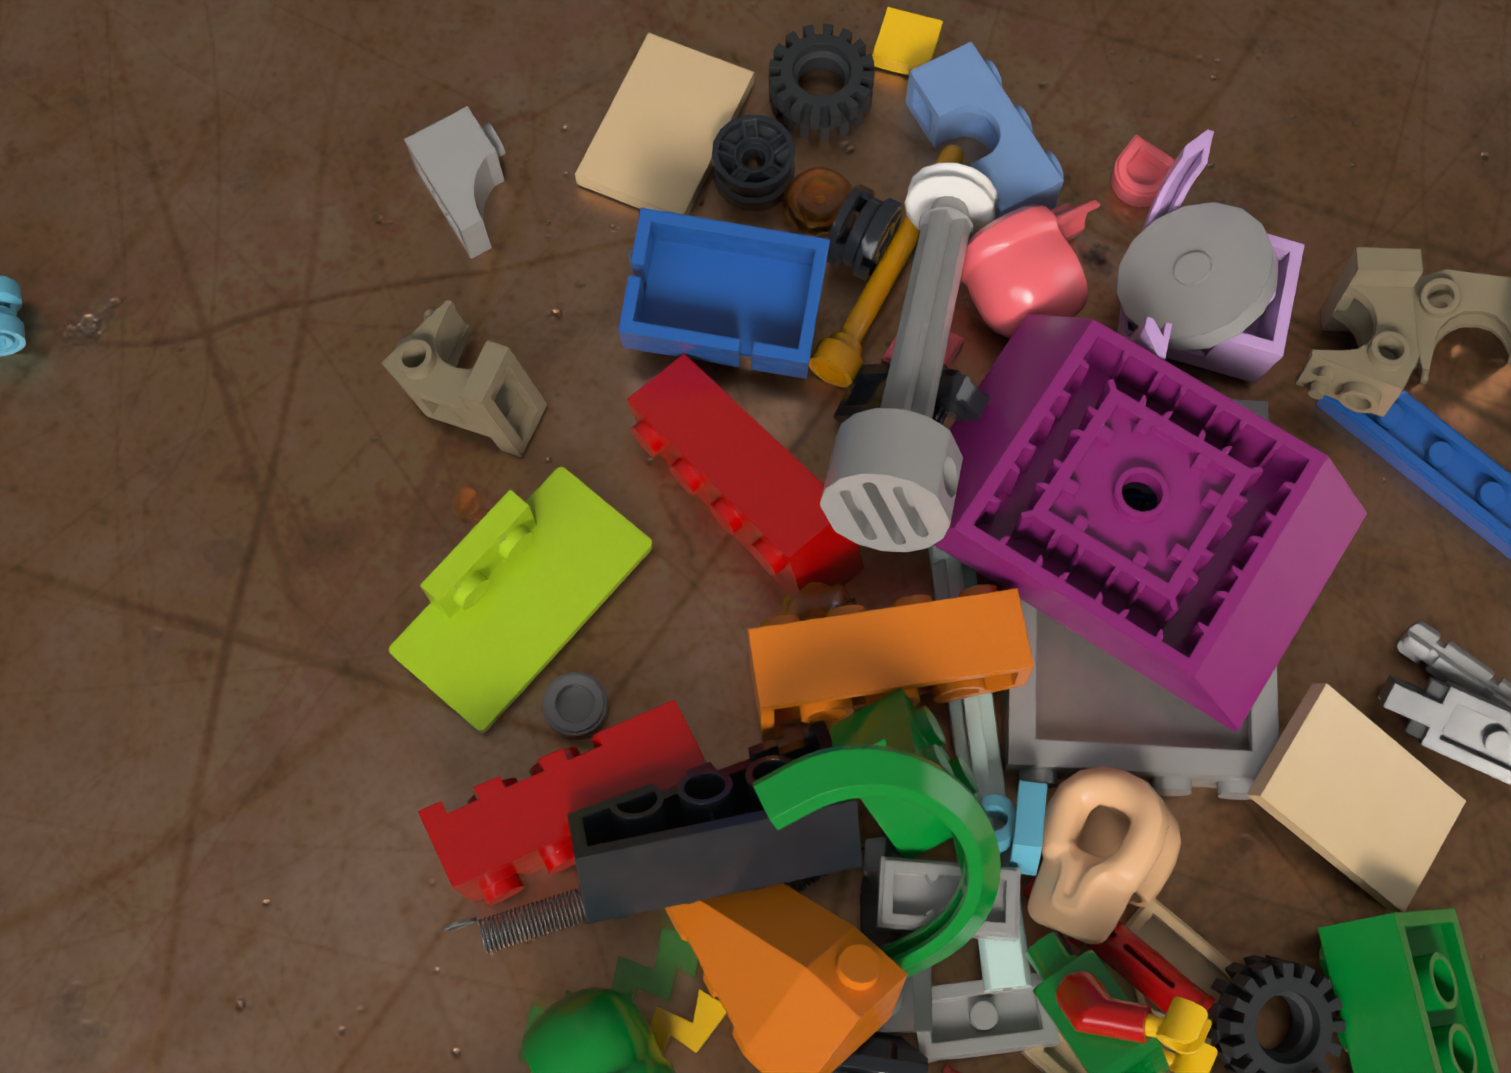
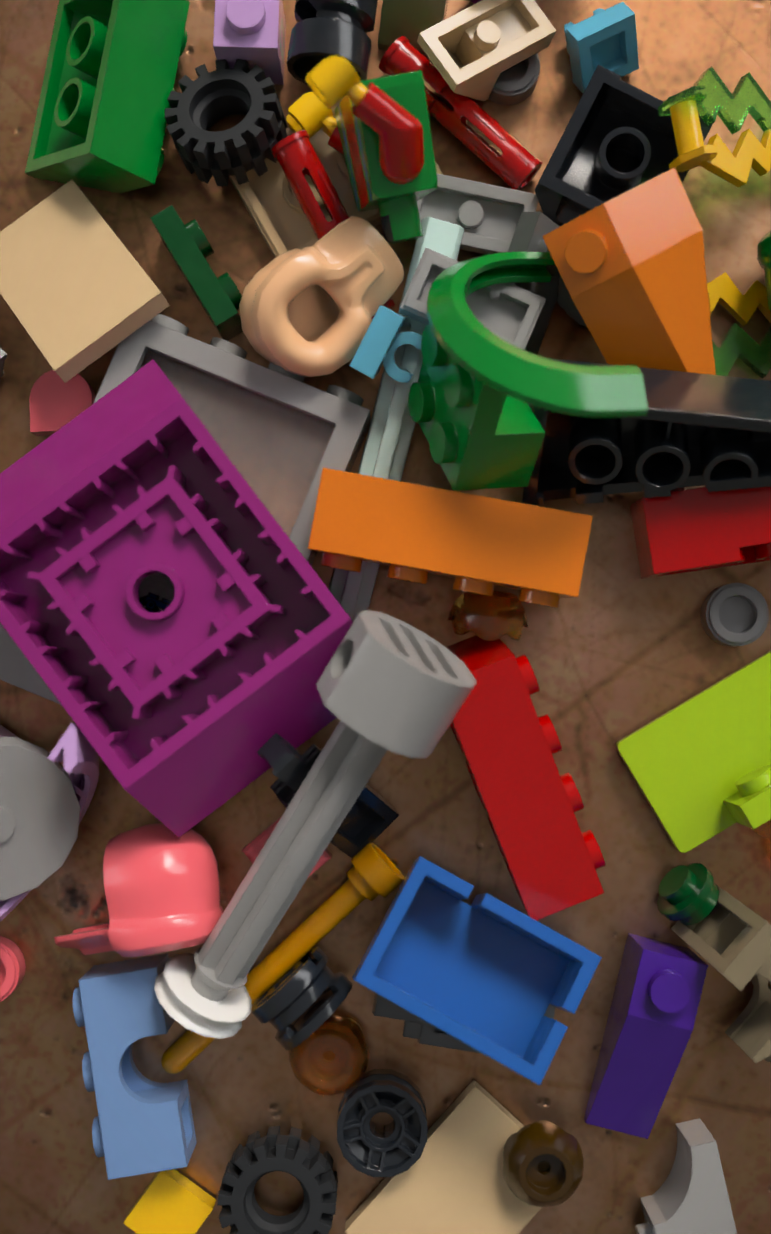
camera: 160 degrees left, 15 degrees up
(544, 432) = (687, 894): none -> dark green plate
(547, 306) = (644, 1034): none -> dark purple slope
(606, 187) = (536, 1144): none -> dark brown plate
(1252, 872) = (189, 249): none -> dark green plate
(1300, 671) = (57, 402): none -> coral tile

